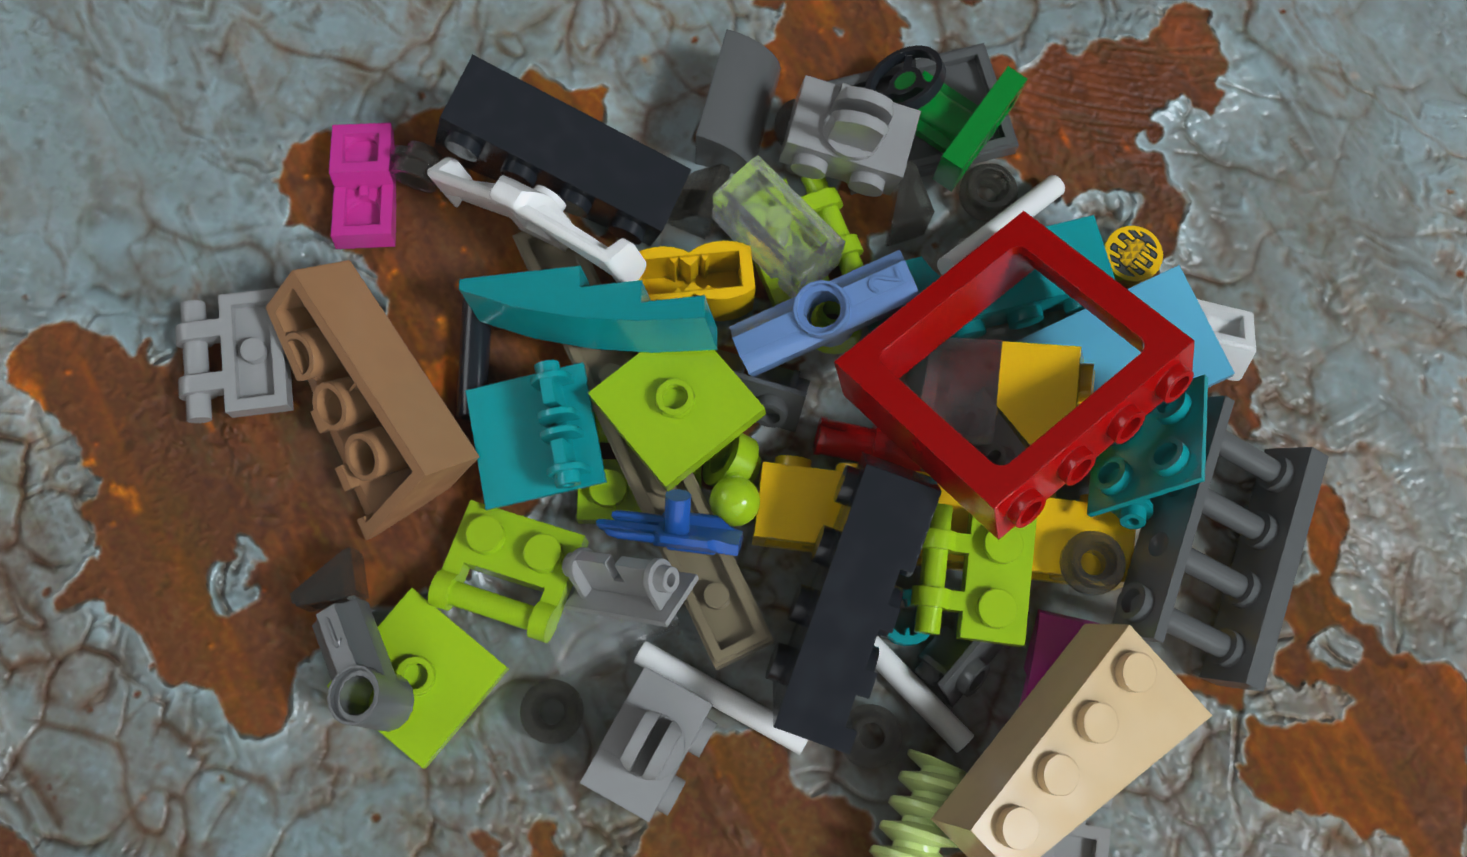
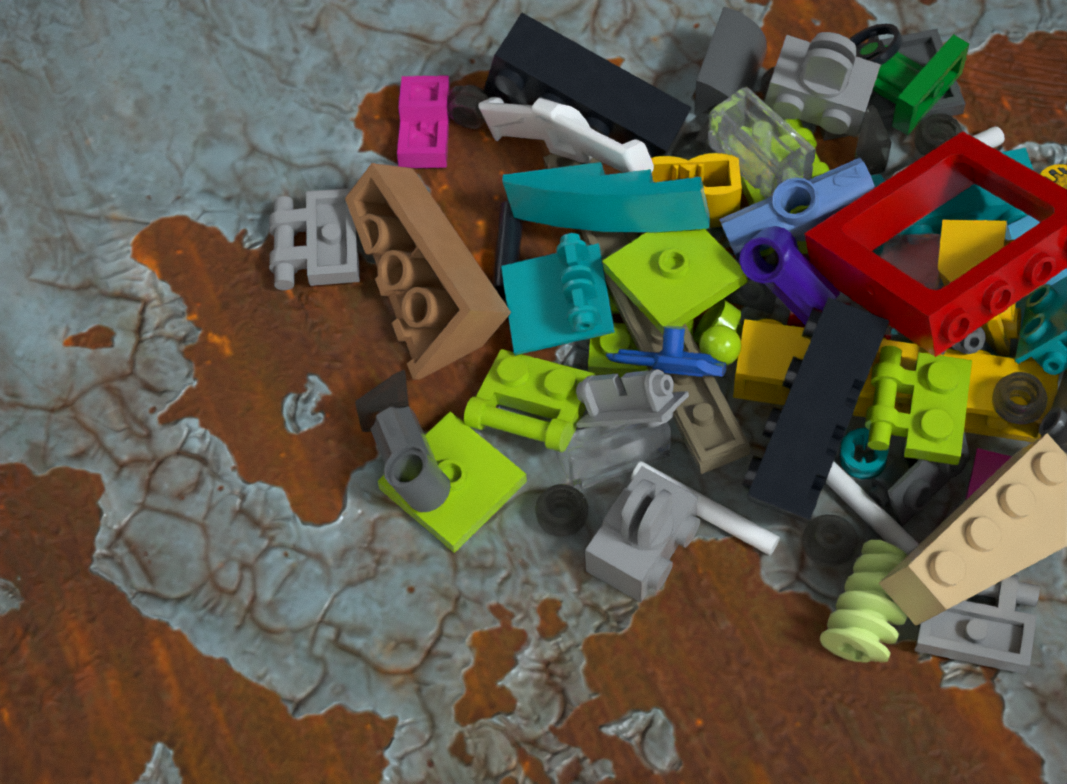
camera: 15 degrees right, 15 degrees down
(815, 408) = (793, 278): none -> dark purple piece

